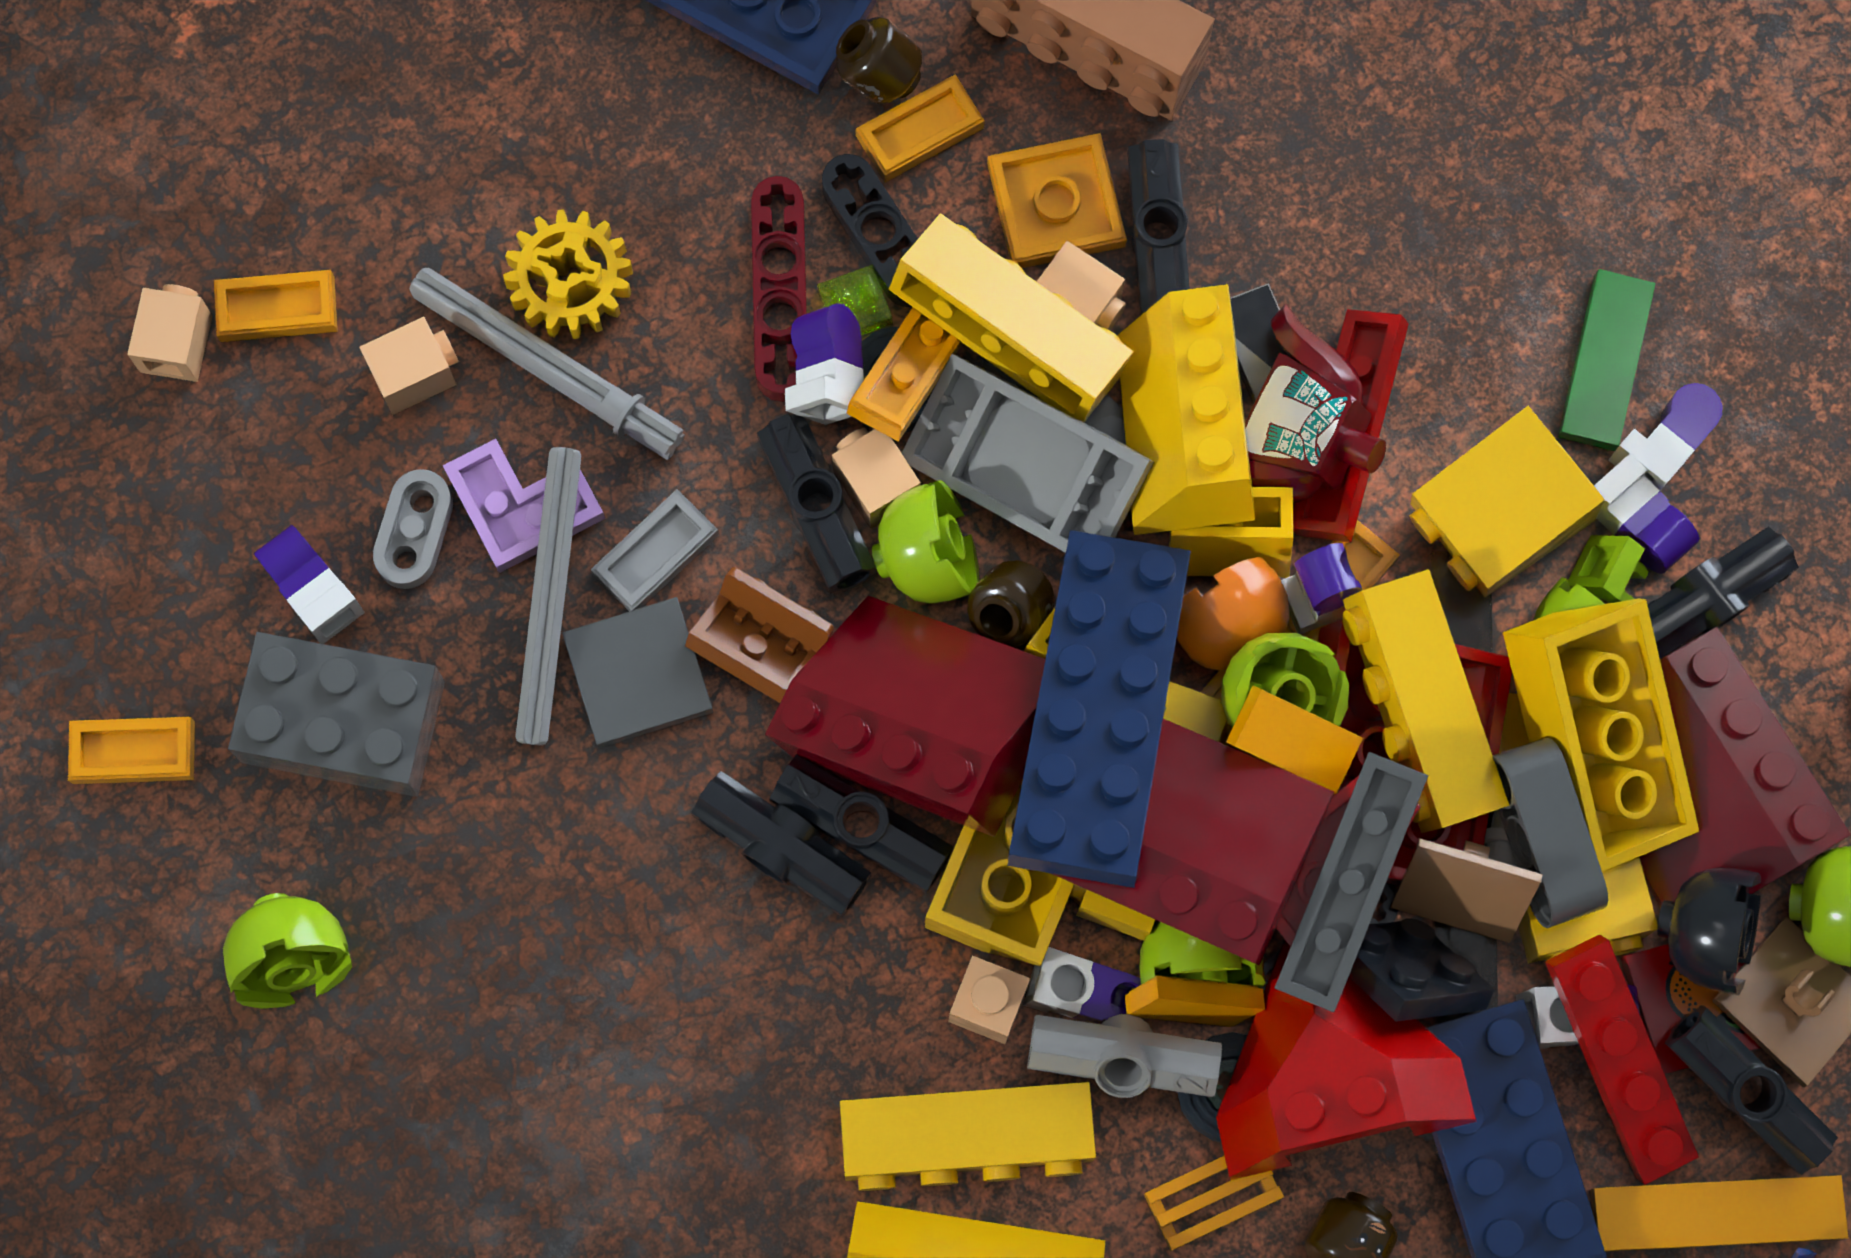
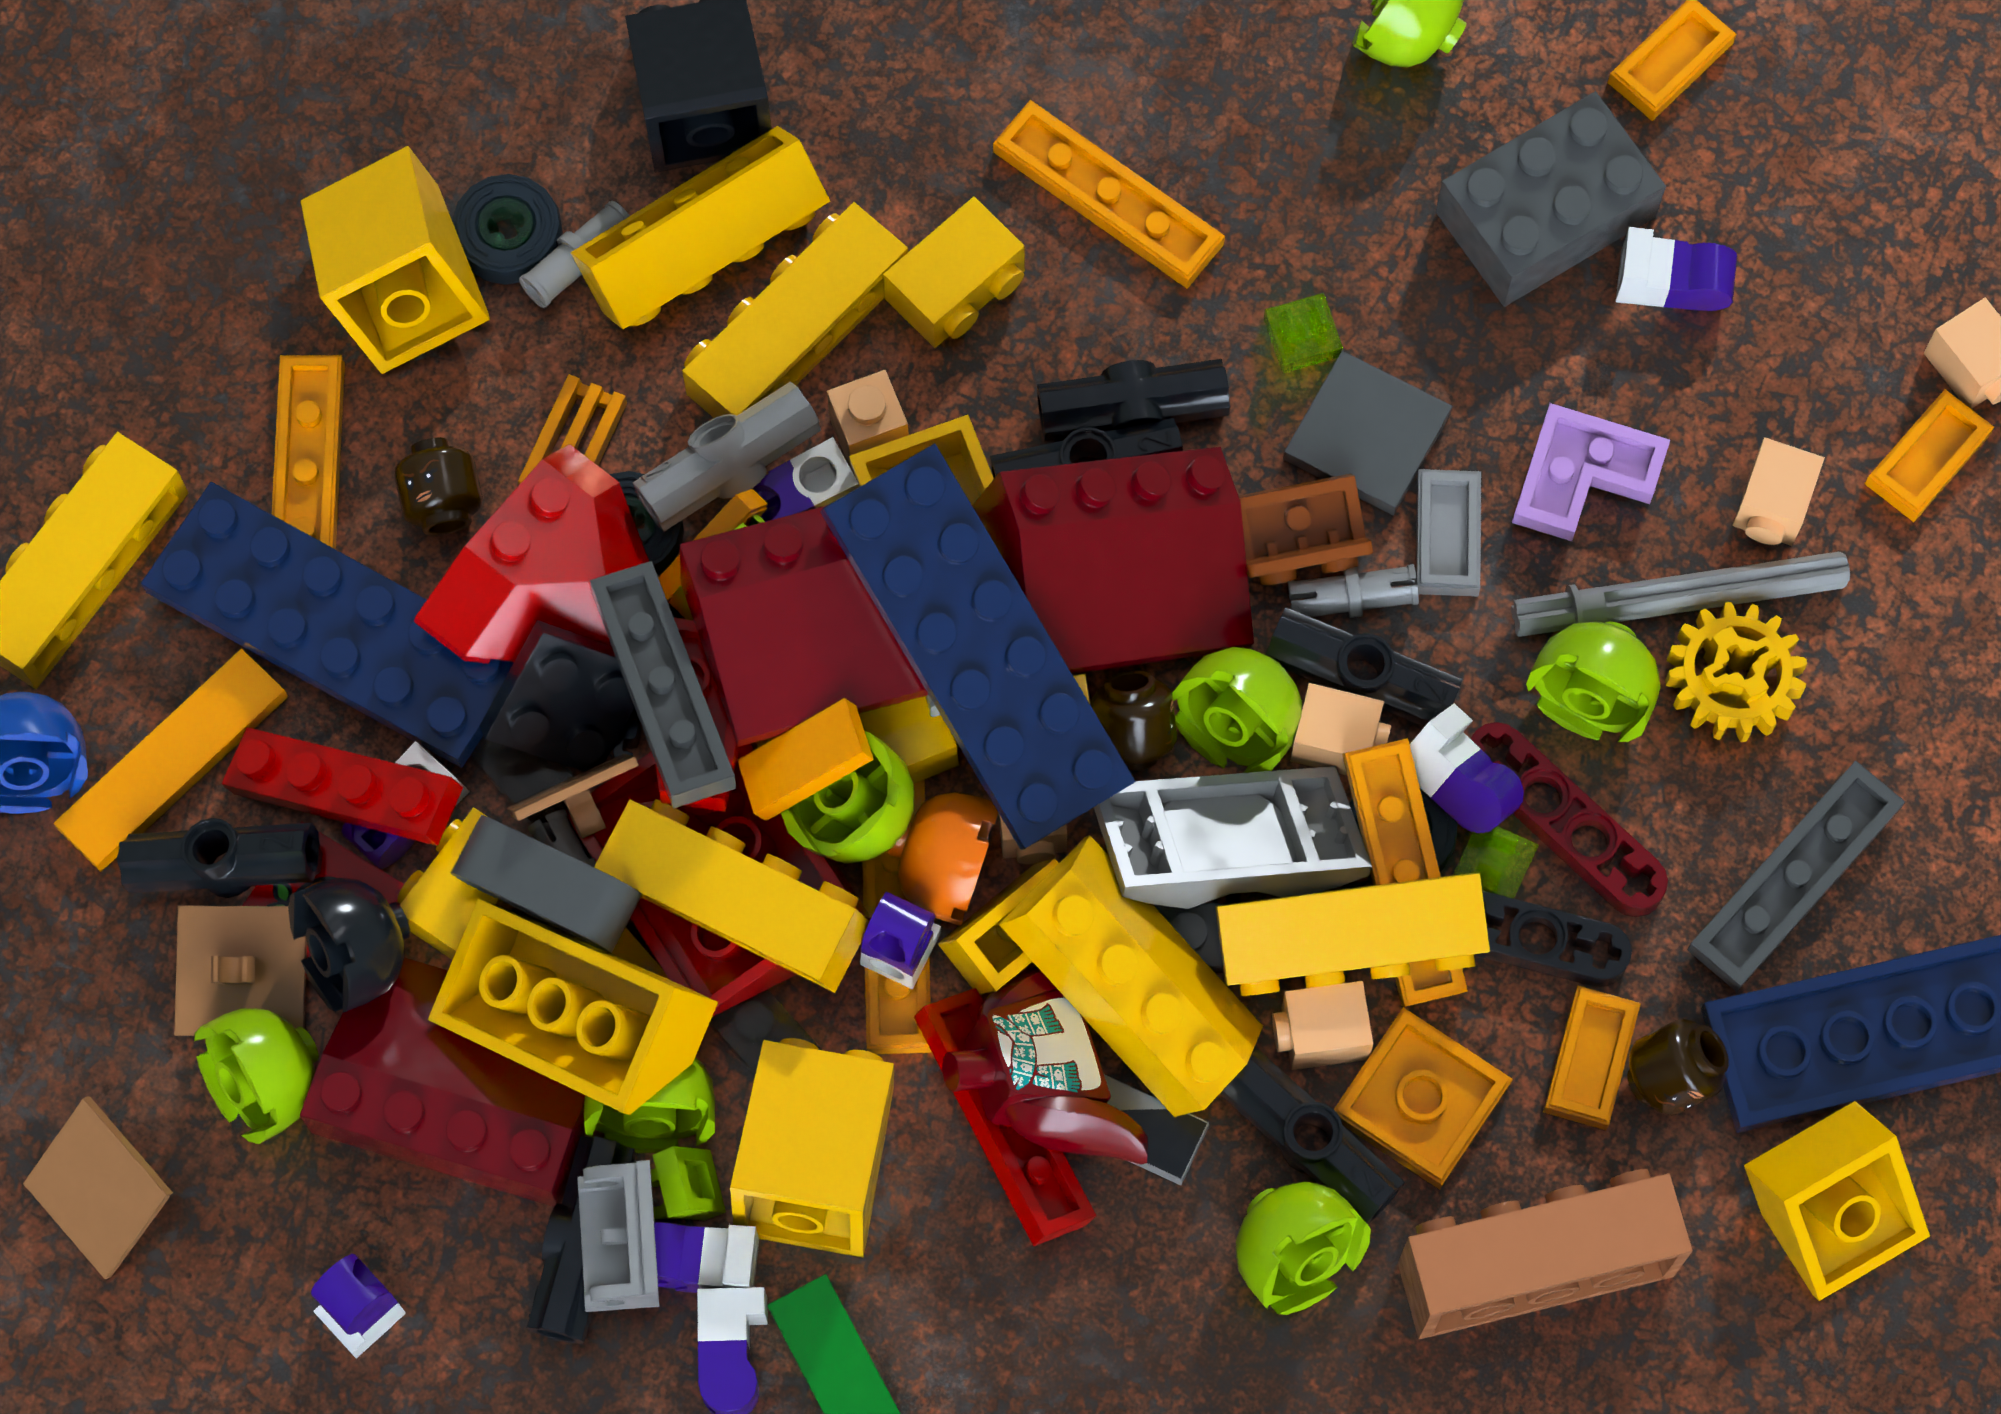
camera: 140 degrees right, 5 degrees down
(412, 531) = (1644, 384): light grey plate -> none
(548, 596) = (1490, 416): light grey axle -> none
(607, 788) = (1303, 333): none -> clear neon green tile
(639, 1029) = (1108, 194): none -> light orange tile
(666, 344) = (1597, 680): none -> lime cylinder
(669, 114) = (1796, 876): none -> dark grey plate
(765, 562) = (1354, 592): none -> light grey pin
(814, 1059) = (955, 273): none -> yellow brick
(1236, 173) = (1297, 1242): none -> lime cylinder
(1698, 552) = (618, 1237): none -> light grey hinge

